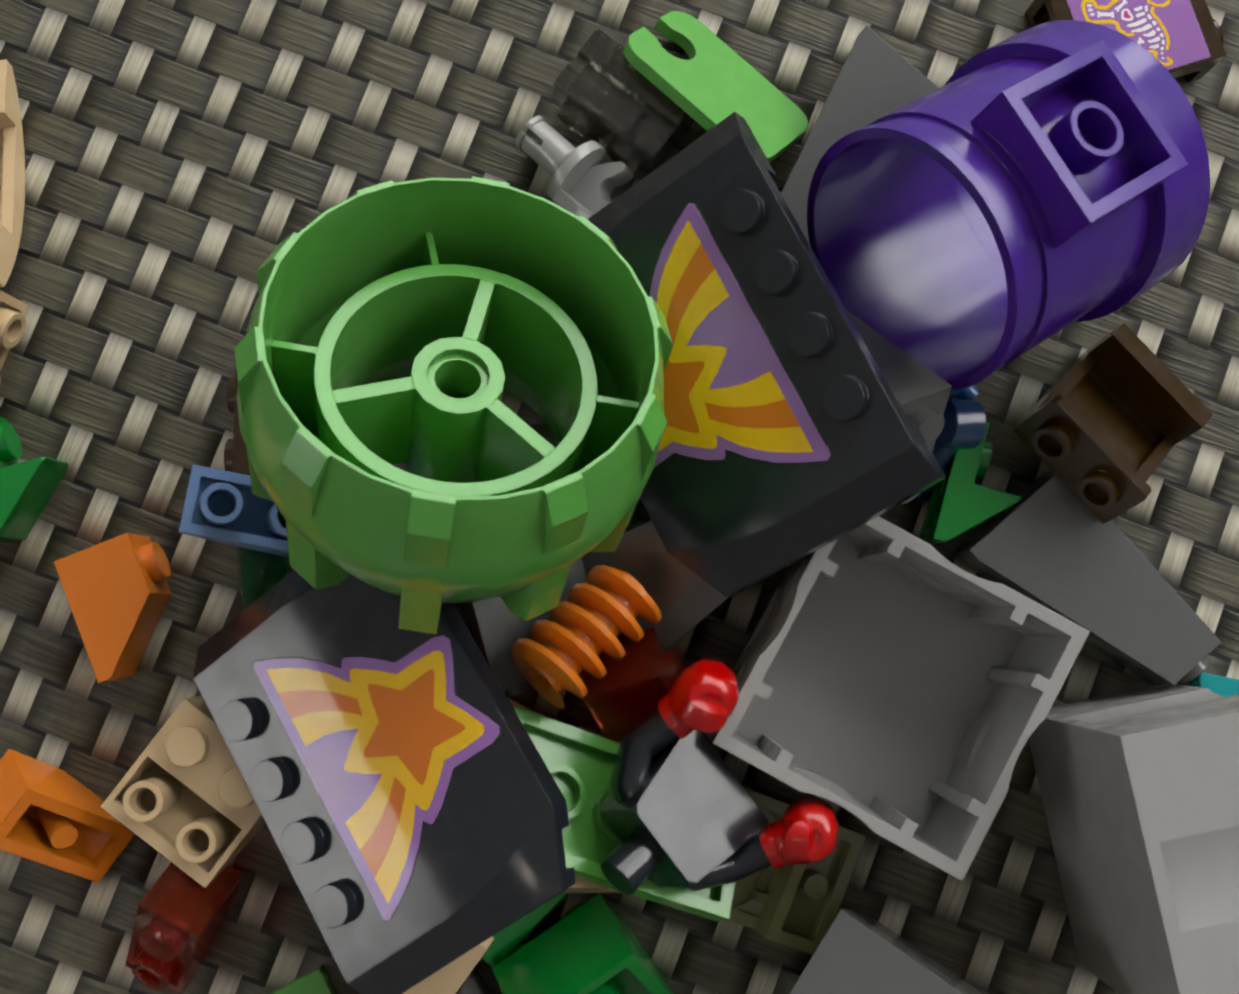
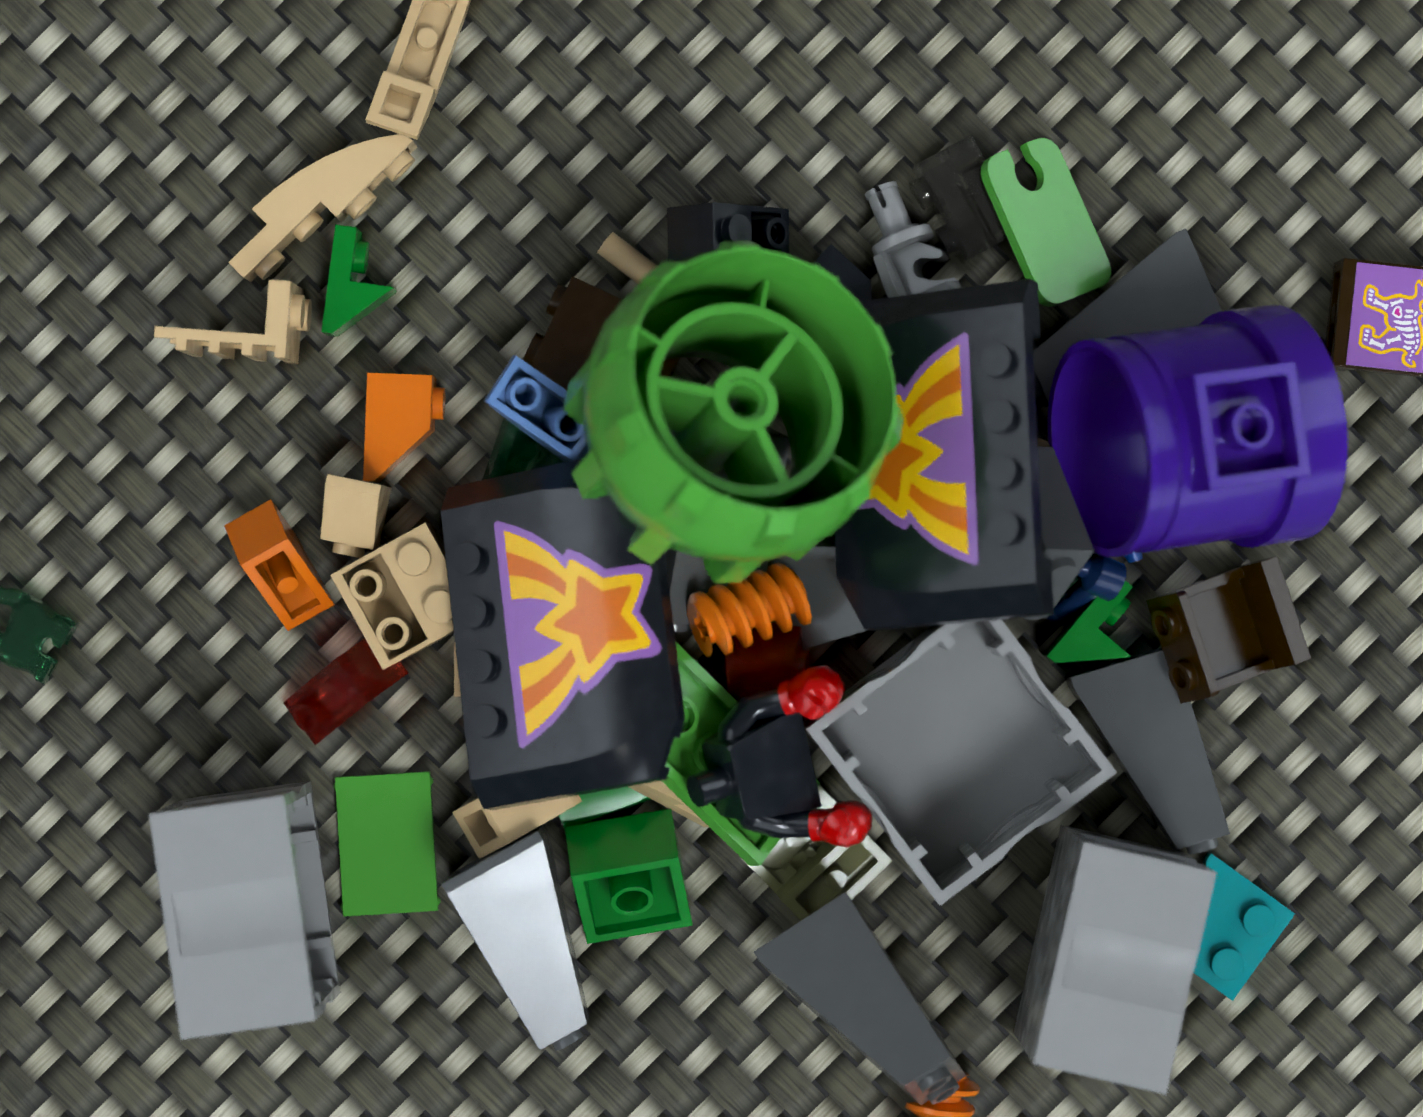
camera: 30 degrees right, 5 degrees up
(102, 721) = (353, 515): none -> tan slope

